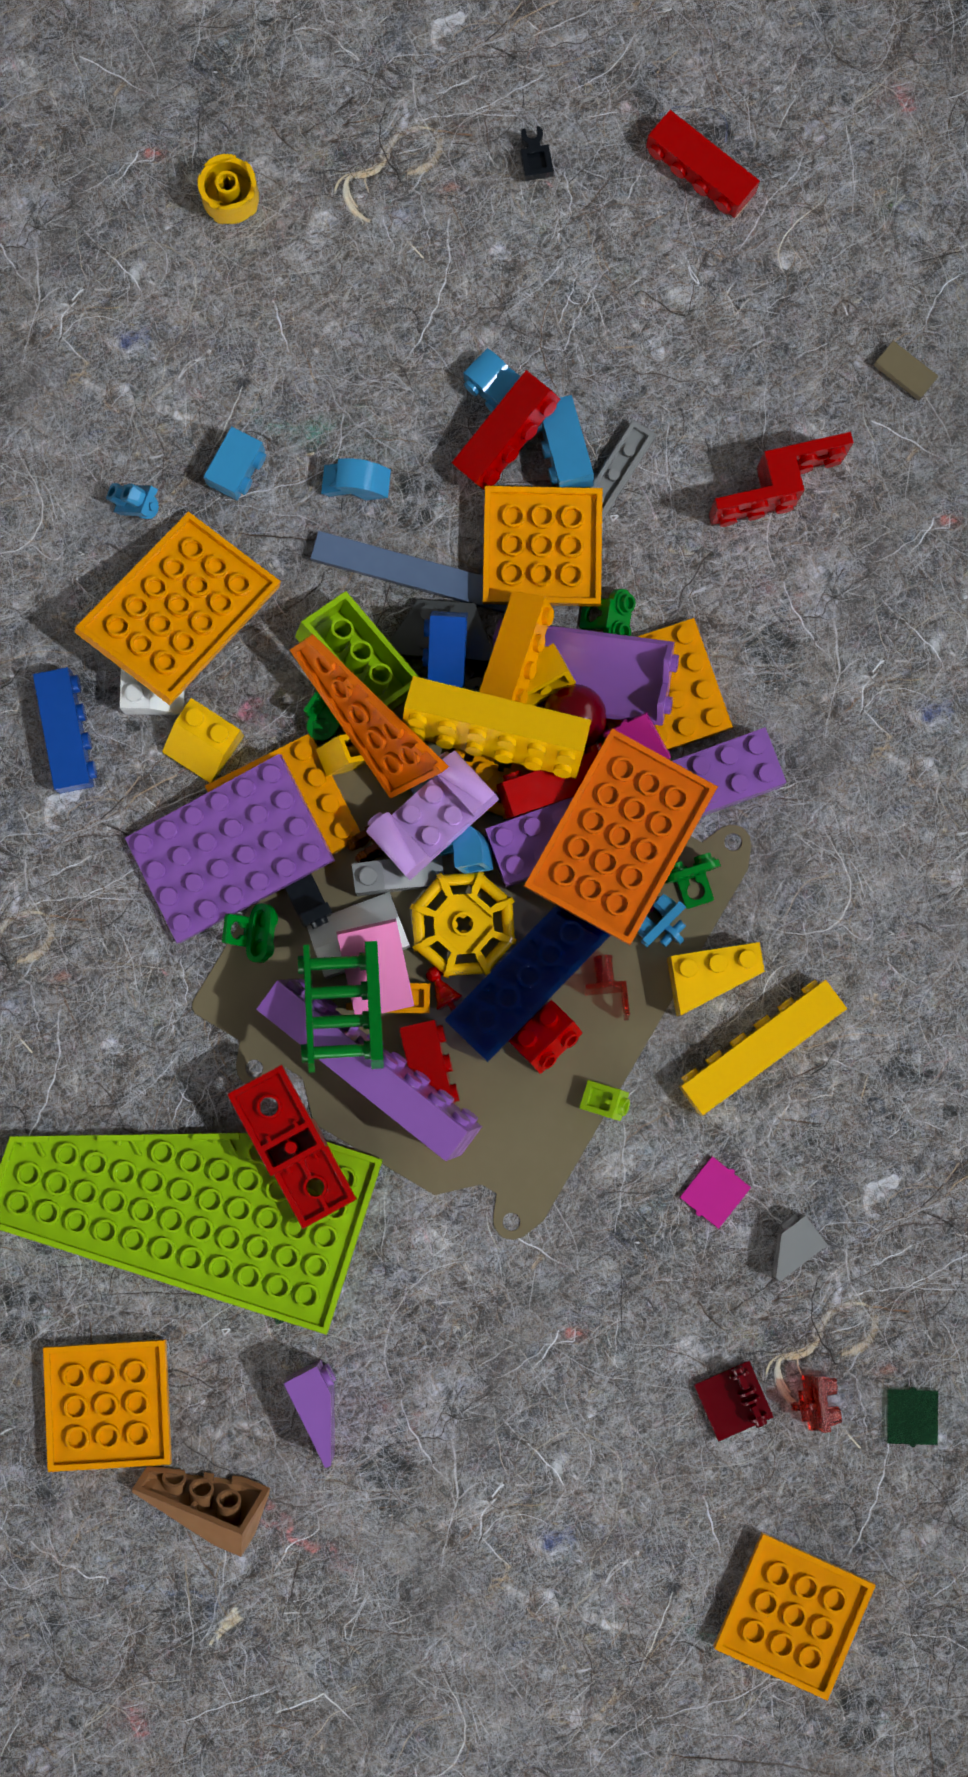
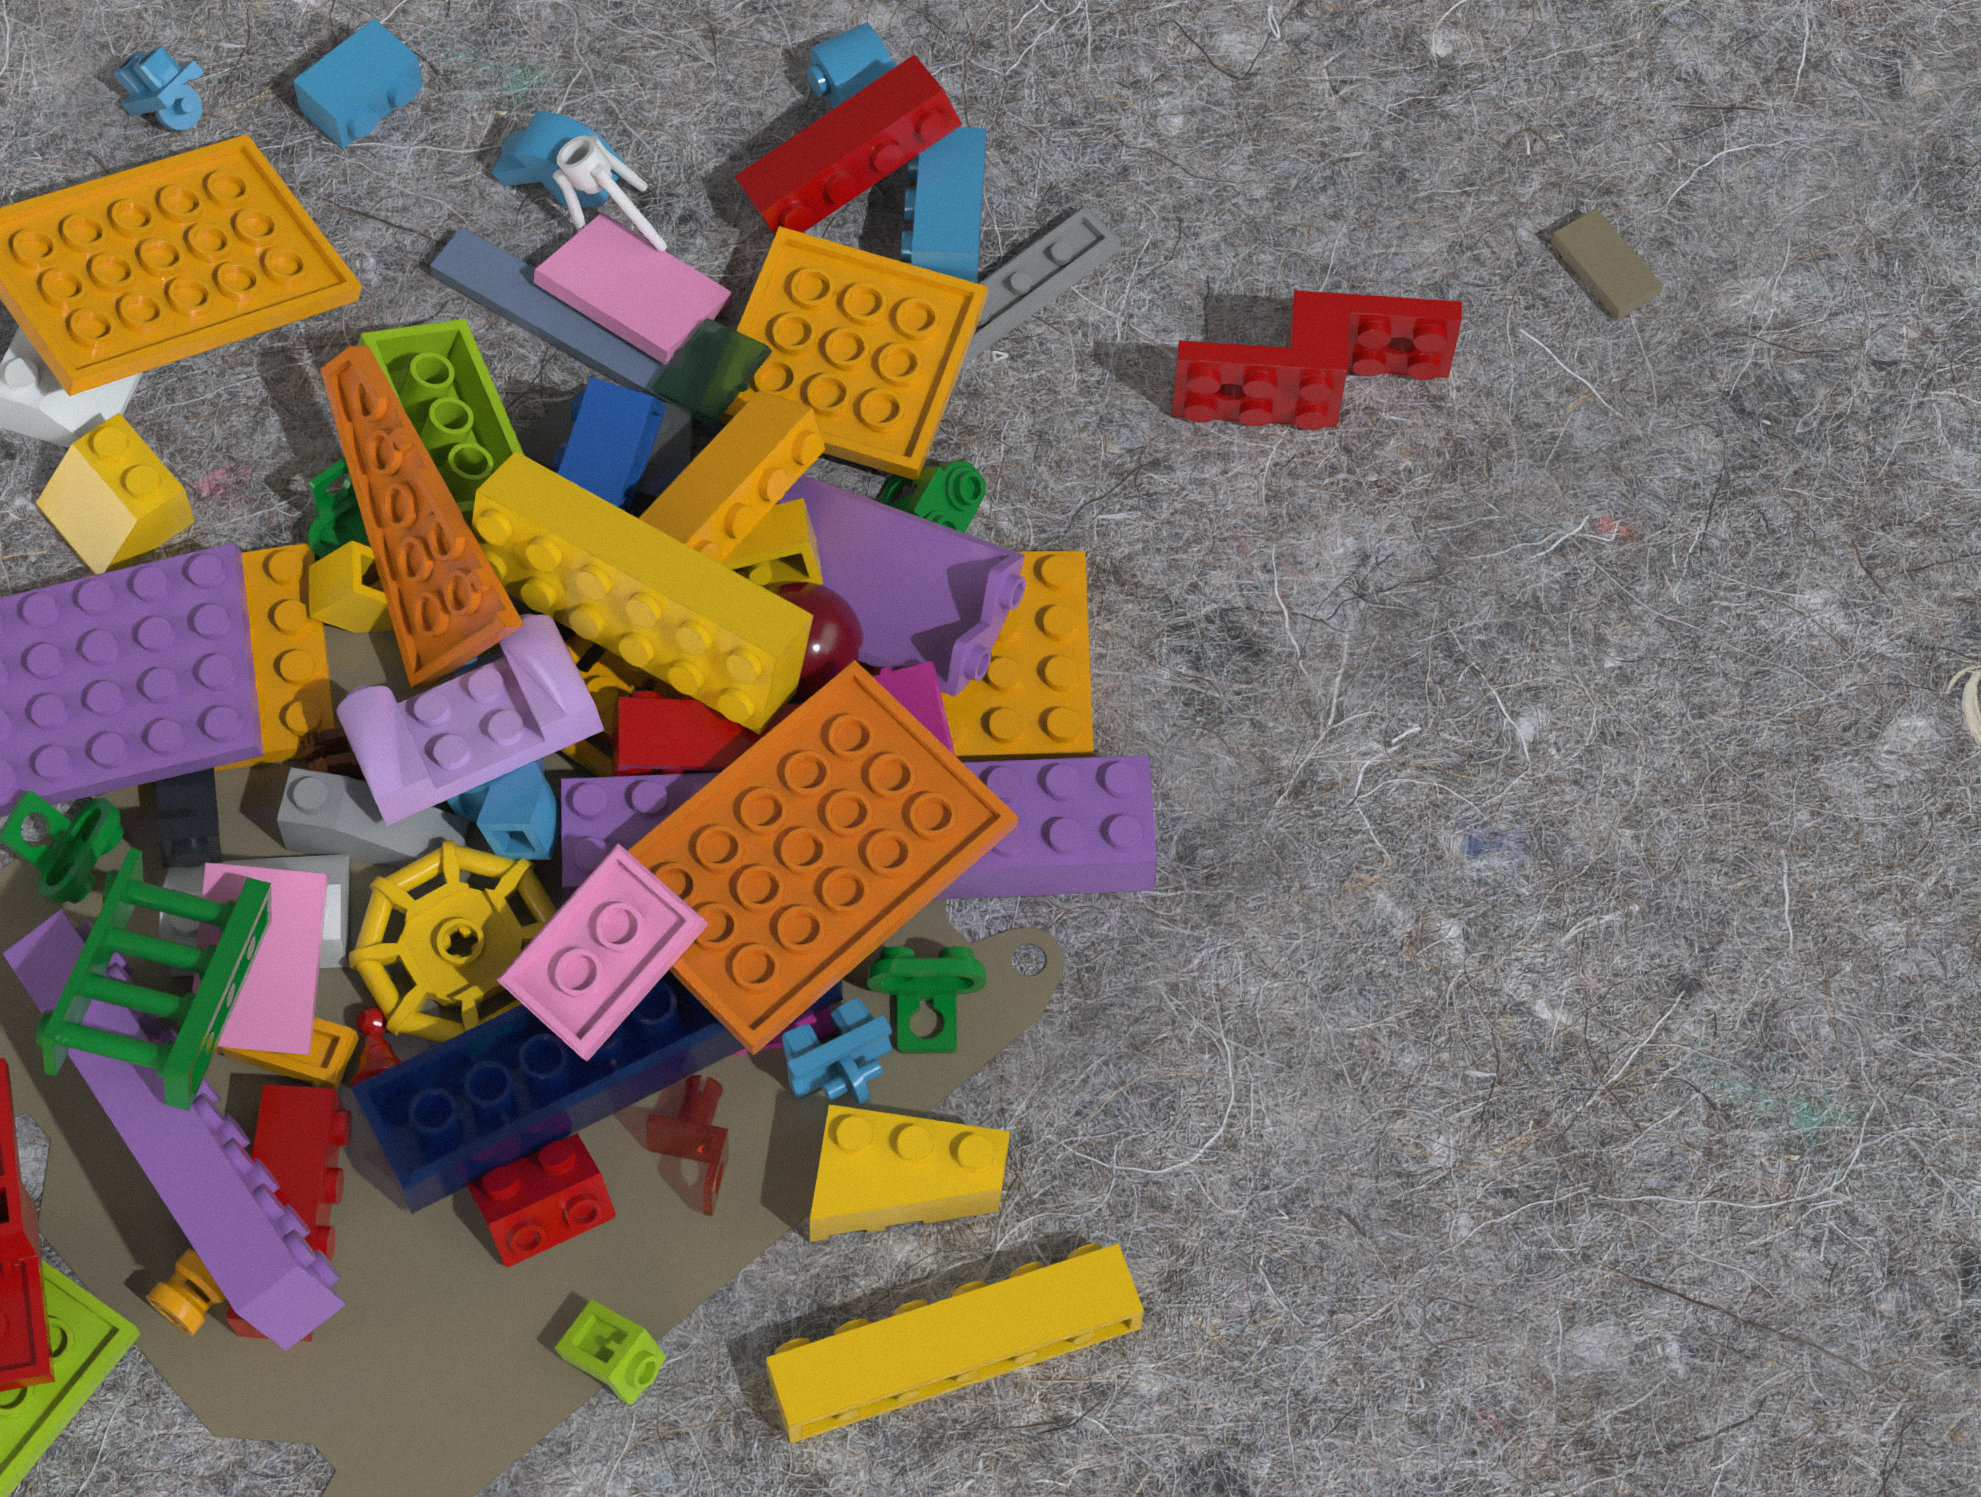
camera: 20 degrees right, 20 degrees down
(378, 486) = (587, 168): none -> white plant
(398, 1142) = (186, 1294): none -> light orange wheel
(419, 539) = (632, 287): none -> bright pink tile
(479, 579) = (711, 369): none -> clear green piece
(542, 919) = (602, 952): none -> bright pink tile

